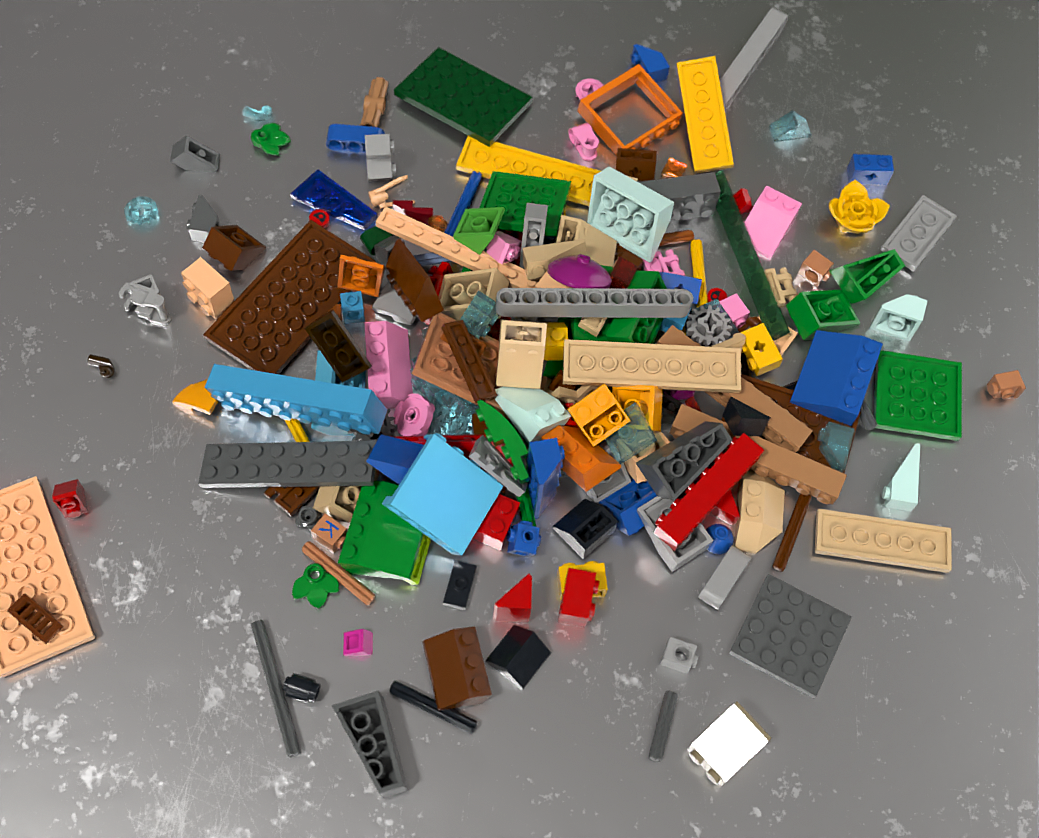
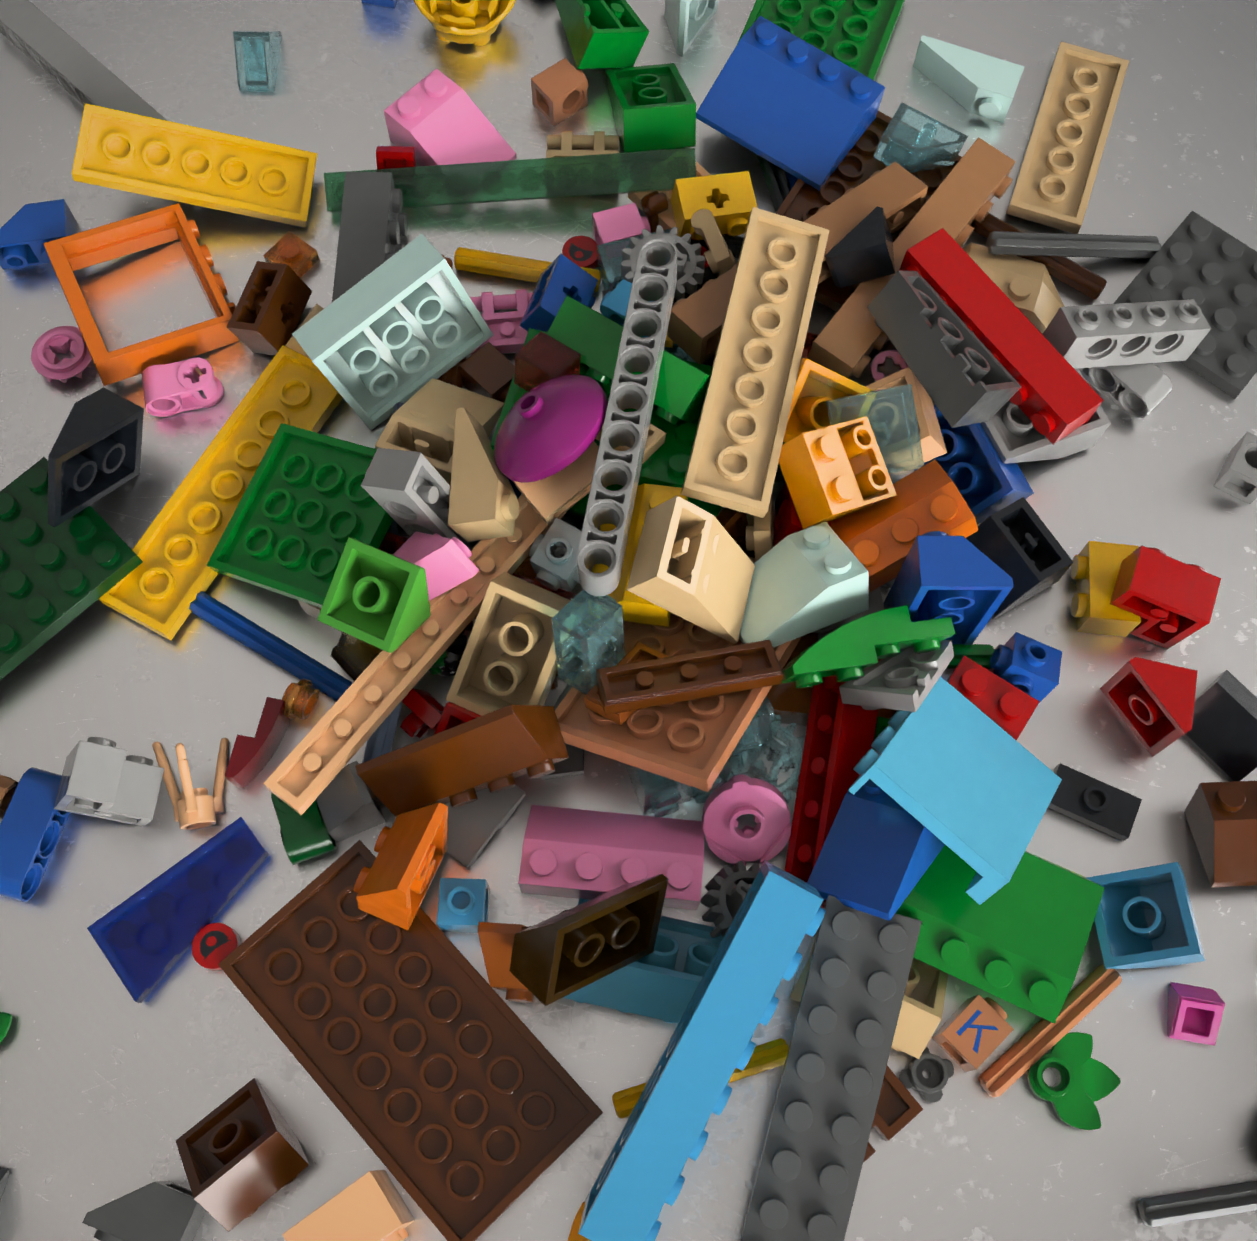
camera: 75 degrees left, 5 degrees up
(400, 610) = (1147, 919): none -> dark azure slope
(531, 109) = (93, 453): none -> black slope
(735, 564) = (1127, 333): none -> light grey brick
(799, 545) = (1072, 245): none -> dark grey axle

